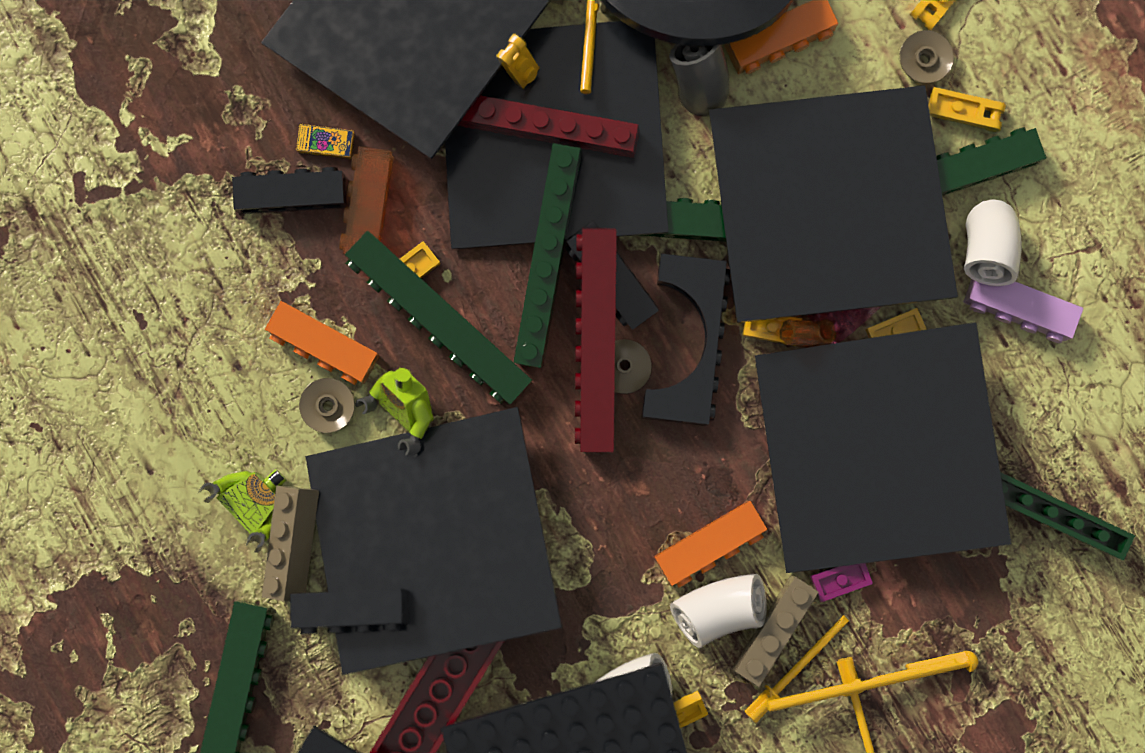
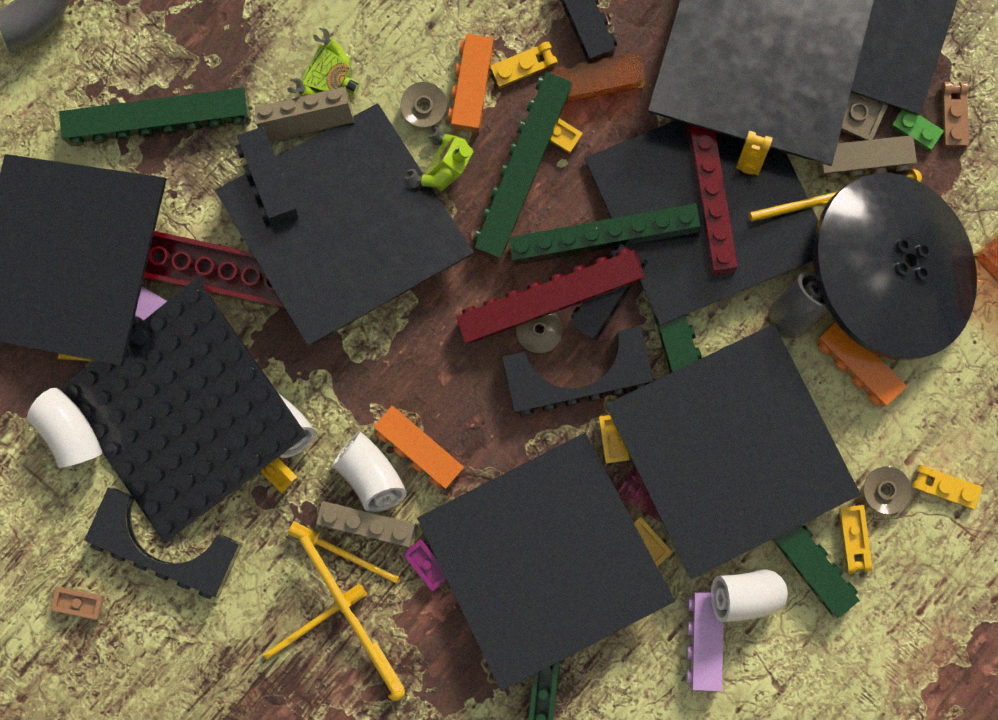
camera: 80 degrees right, 0 degrees up
(321, 279) = (523, 65): none -> yellow plate
(325, 141) = (635, 28): tile -> none
(807, 332) = (618, 467): clear orange piece -> none

